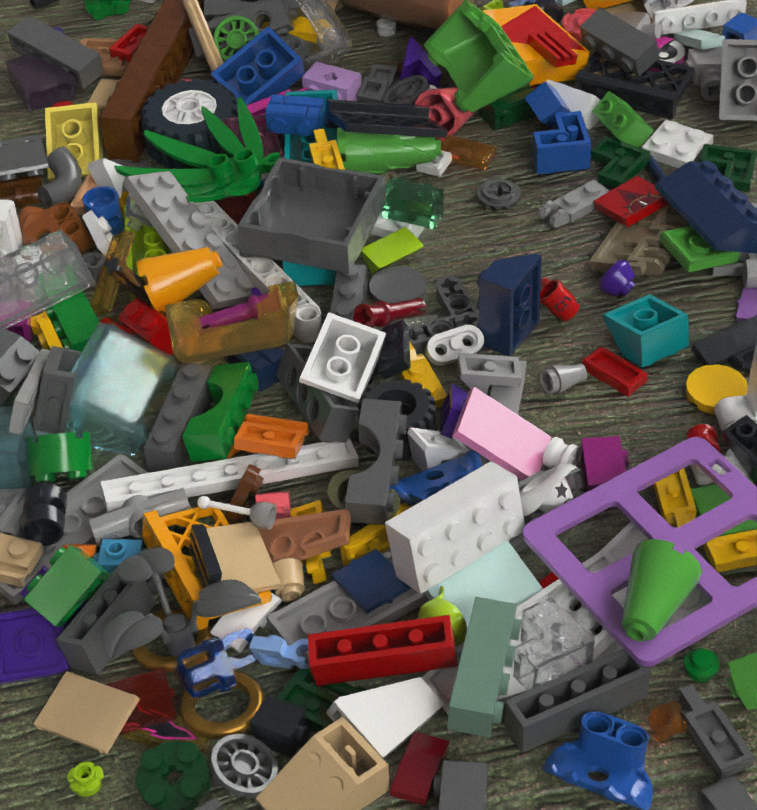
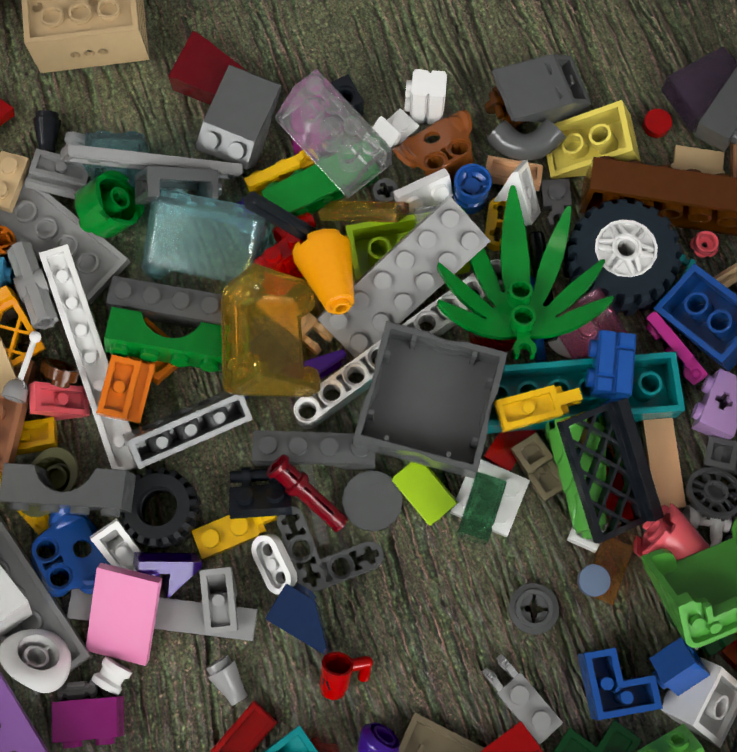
camera: 85 degrees right, 30 degrees up
(44, 513) = (28, 203): black wheel -> none
(234, 314) = (285, 352): magenta pin -> none
(343, 357) = (201, 447): white slope -> none
(476, 151) = (593, 580): none -> sand blue tile

